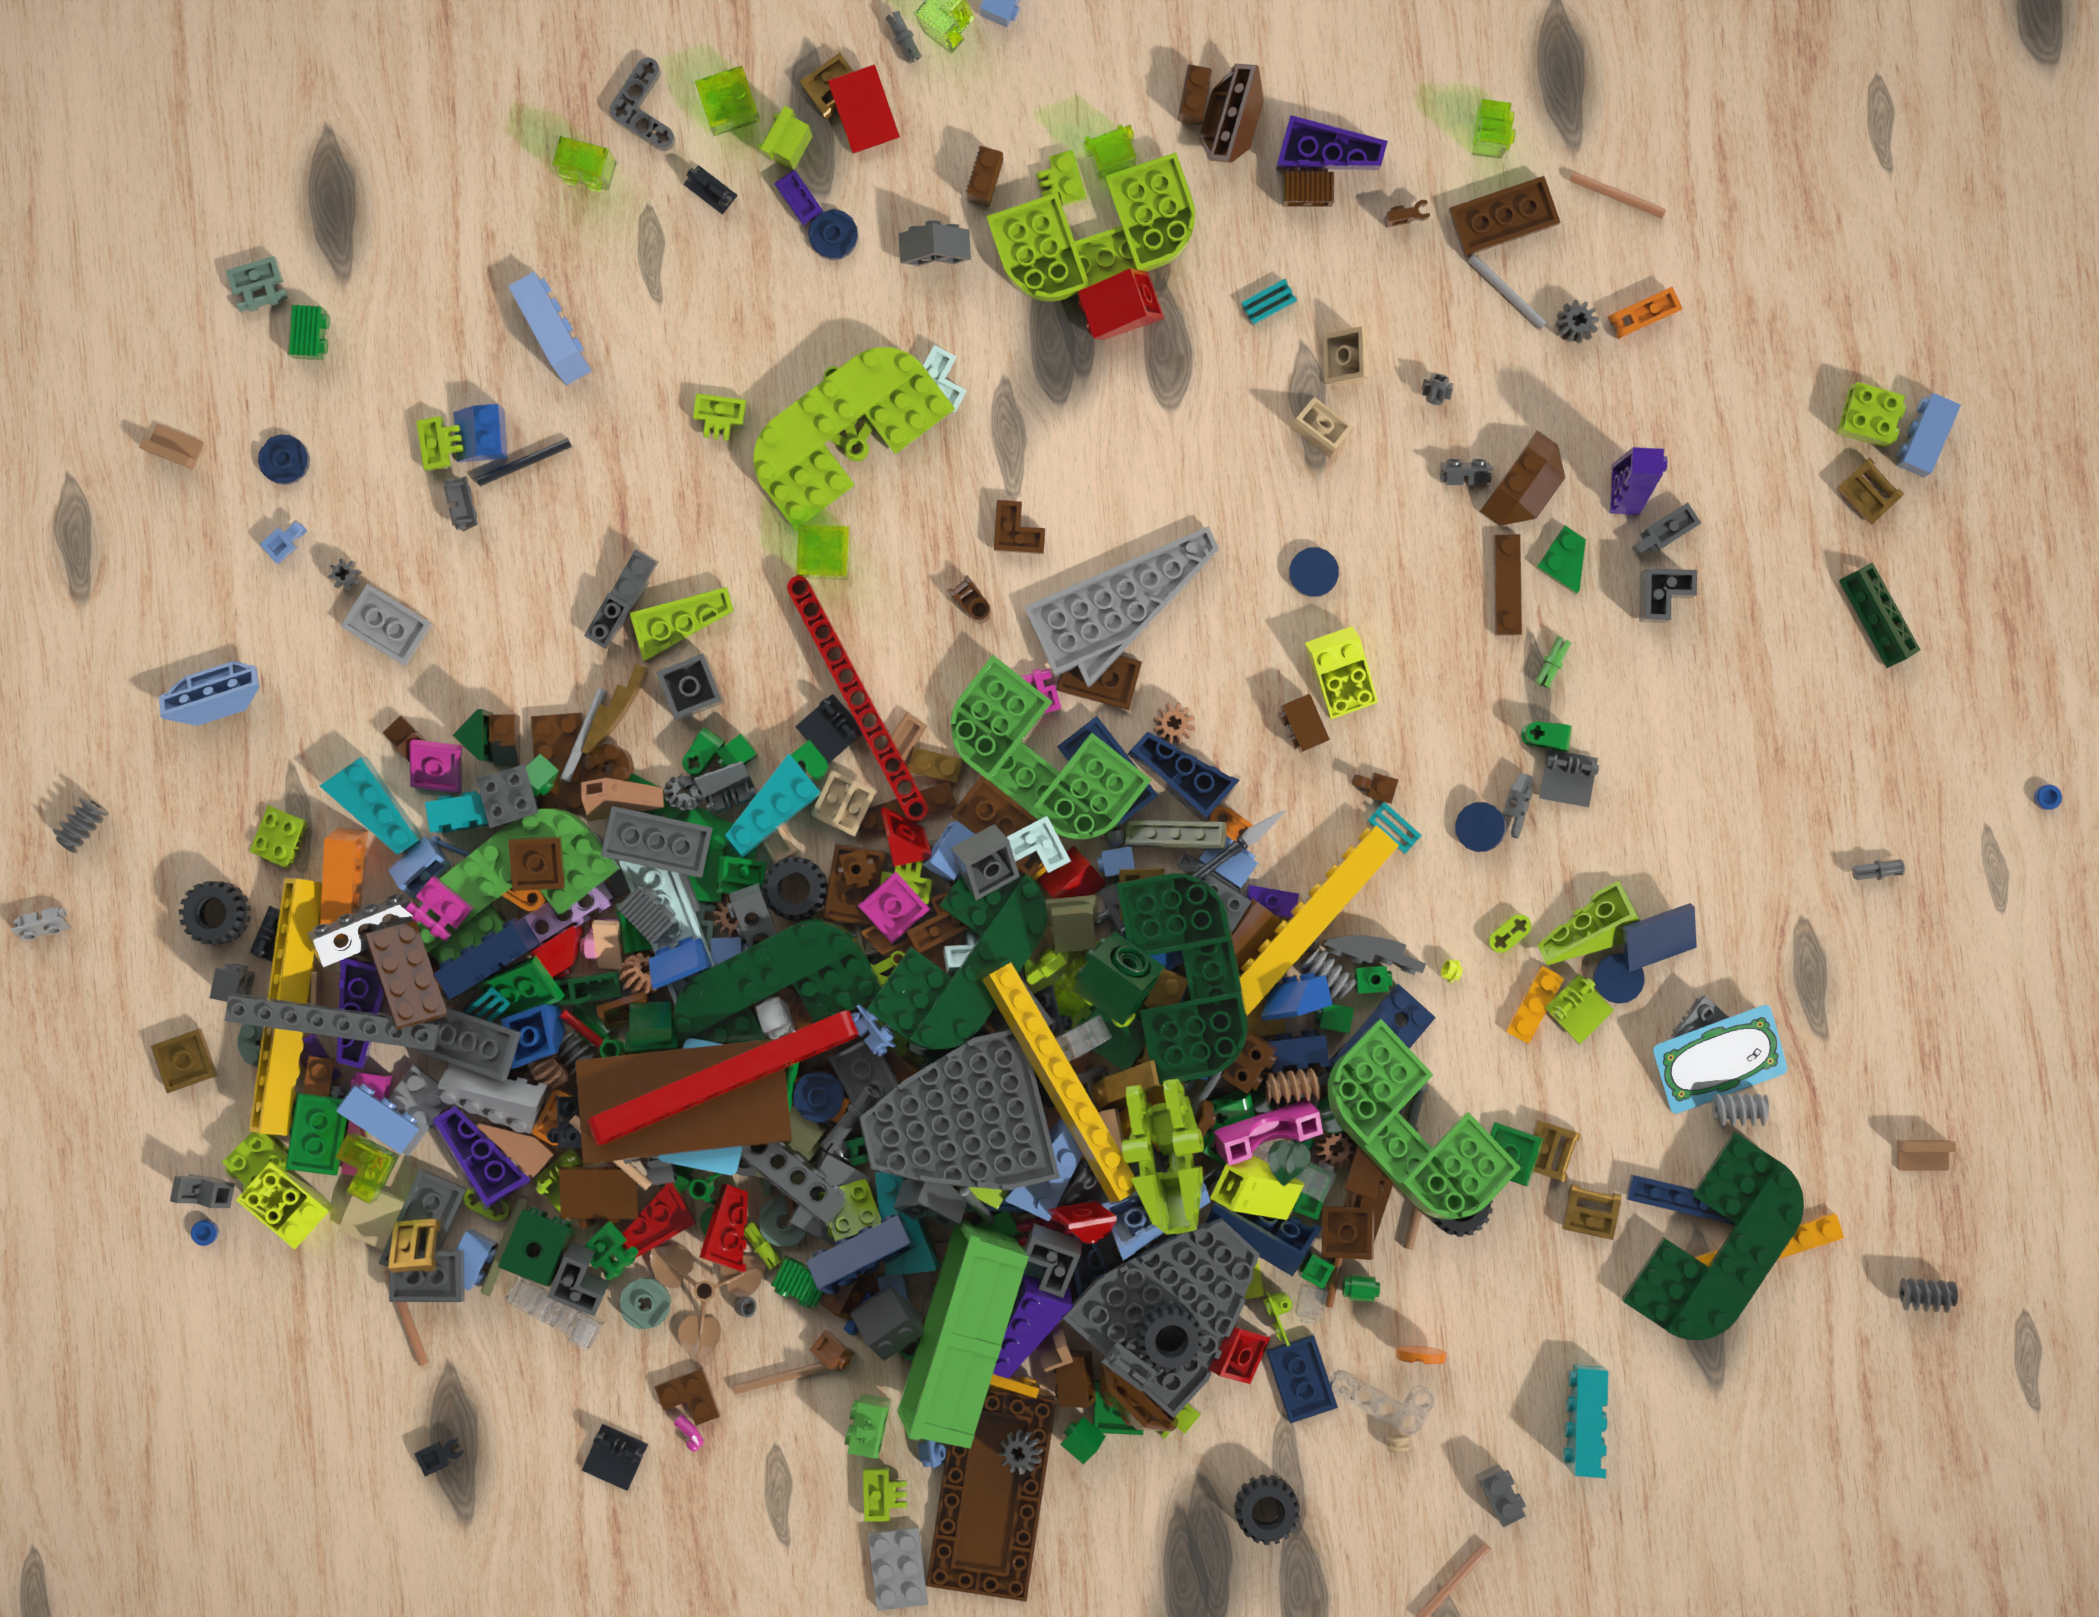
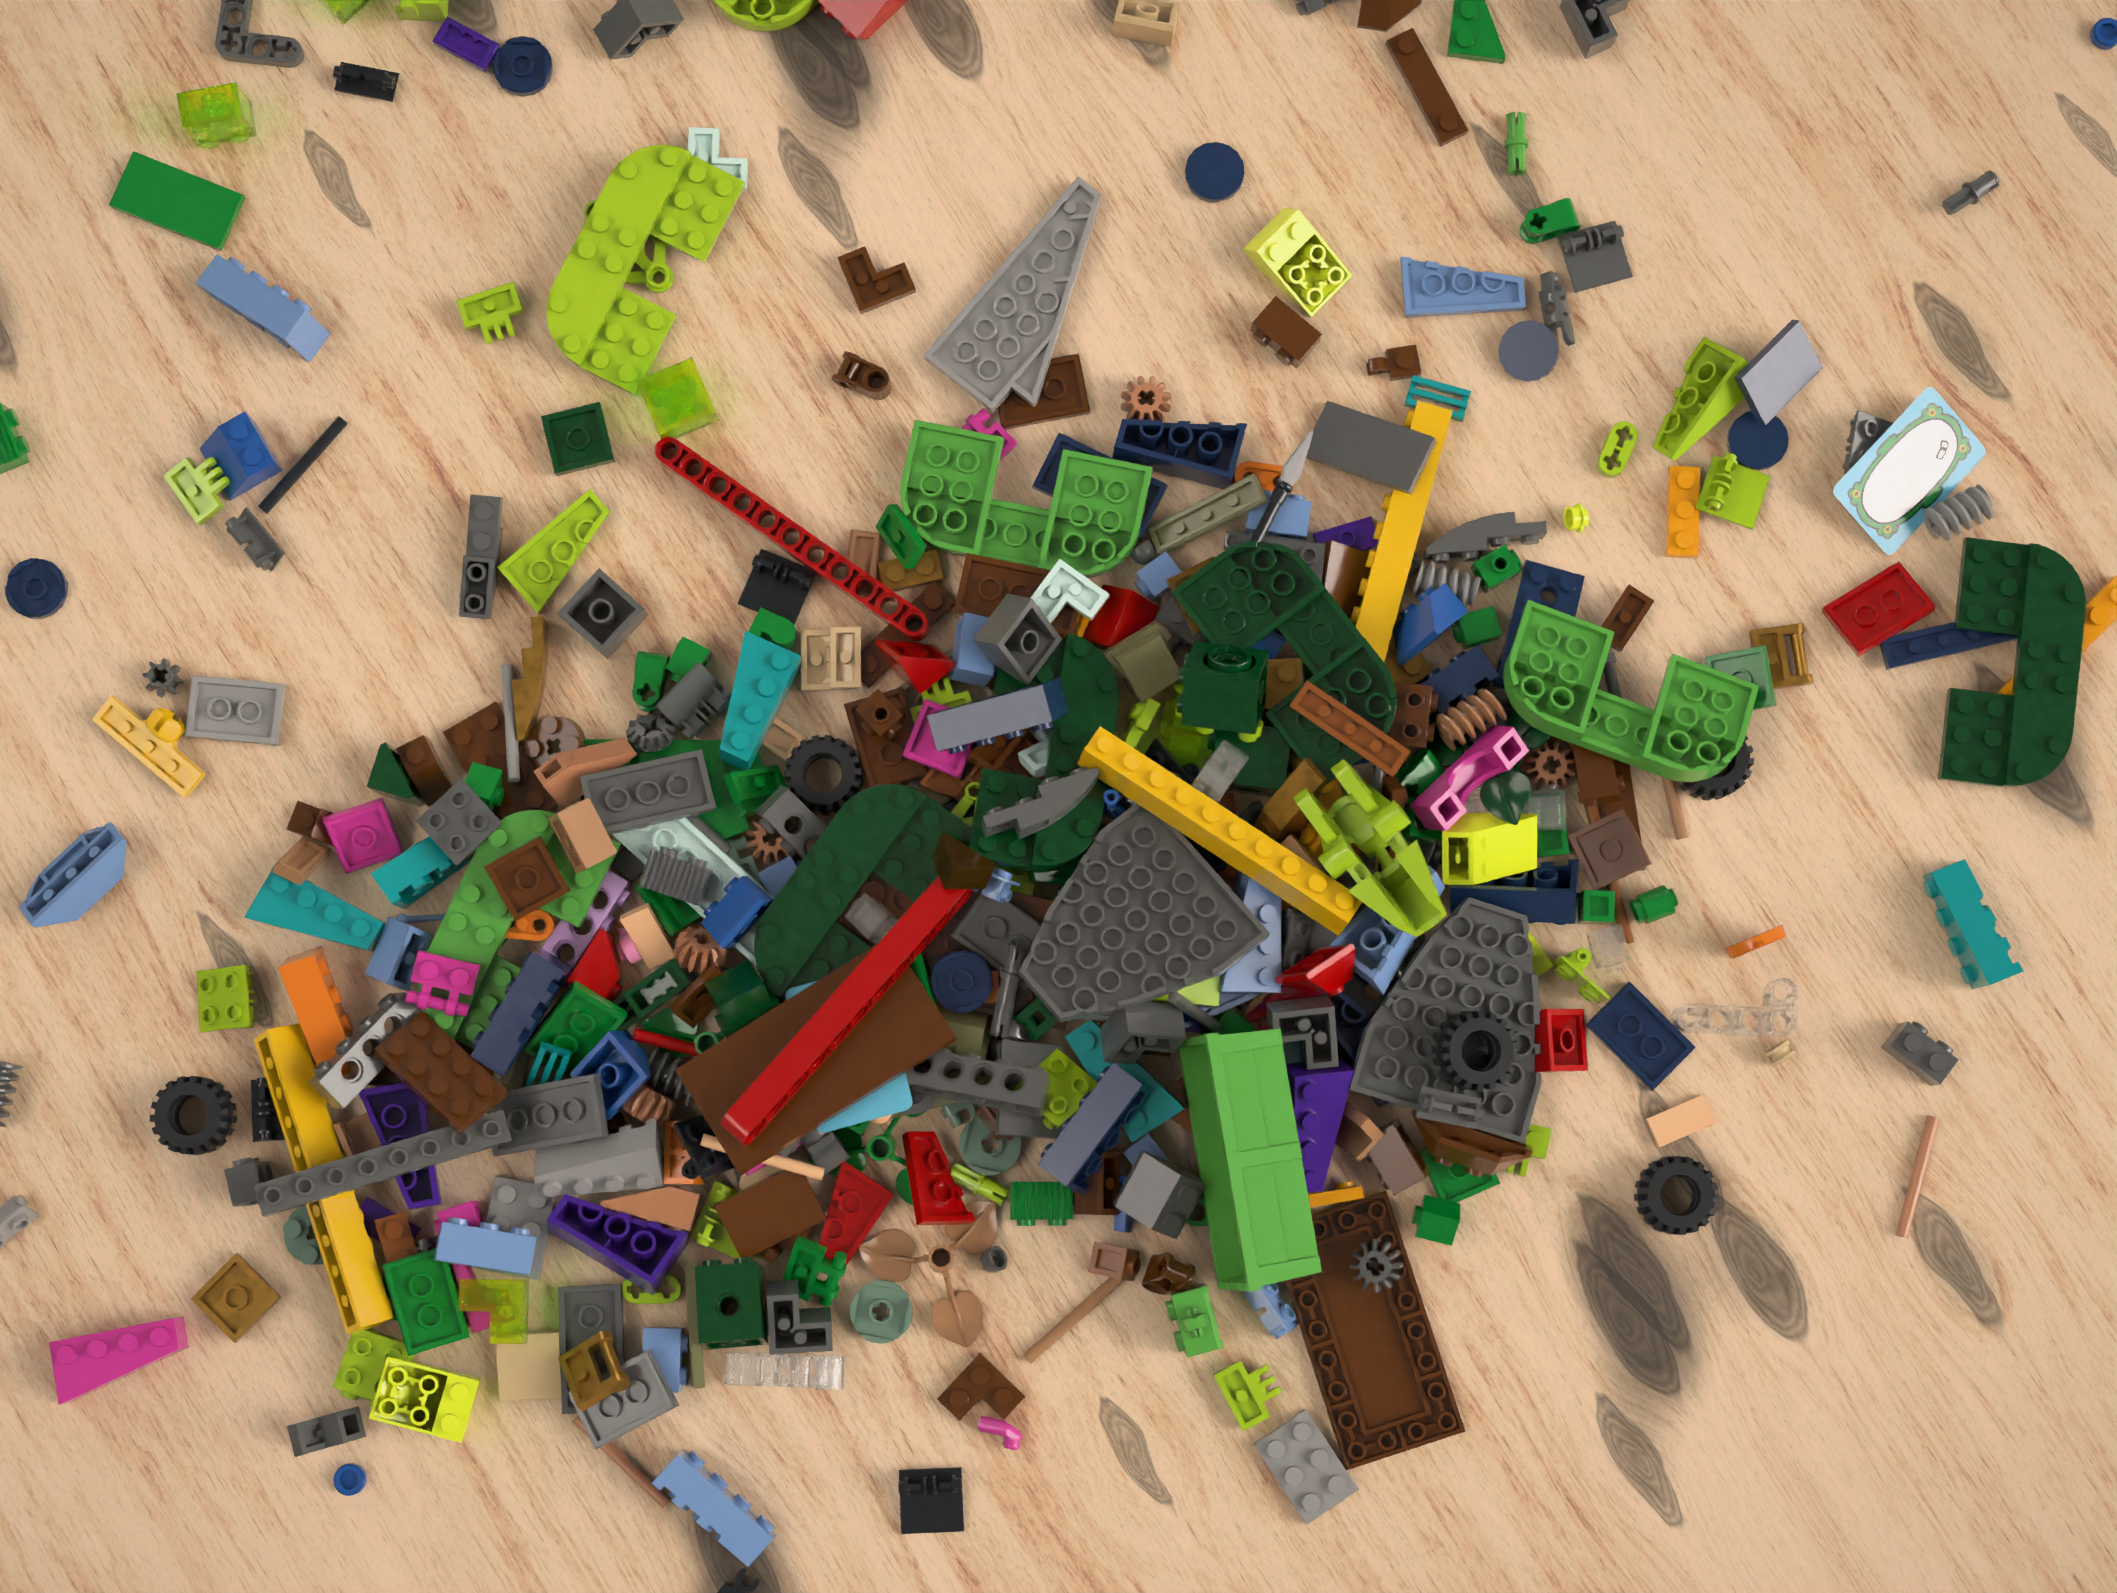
camera: 30 degrees left, 5 degrees down
(71, 1057) = (104, 1357): none -> dark pink wedge
(280, 543) = (77, 680): medium blue plate -> none
(314, 619) = (152, 742): none -> yellow plate
(381, 763) = (301, 860): none -> medium nougat tile
(456, 1385) = (716, 1506): none -> medium blue wedge
(525, 213) = (177, 201): none -> green tile
(592, 852) = (582, 835): none -> medium nougat panel
(736, 543) = (578, 439): none -> dark green plate
(857, 1015) = (960, 865): none -> dark brown slope
(865, 1382) = (1167, 1274): none -> reddish brown piece
(939, 737) = (901, 536): none -> green plate
(941, 915) = (998, 716): none -> wedge
(950, 1000) = (1054, 800): none -> dark grey slope
(994, 1020) = (1111, 803): none -> blue arm
(1195, 1056) = (1350, 729): none -> dark orange plate
(1299, 1455) = (1680, 1120): none -> light nougat tile
(1323, 843) = (1370, 447): none -> dark grey tile
(1444, 750) = (1447, 290): none -> medium blue wing
(1450, 1063) = (1626, 616): none -> reddish brown plate
(1589, 1220) = (1862, 710): pearl gold plate -> none
(1642, 1151) = (1878, 609): none -> red tile

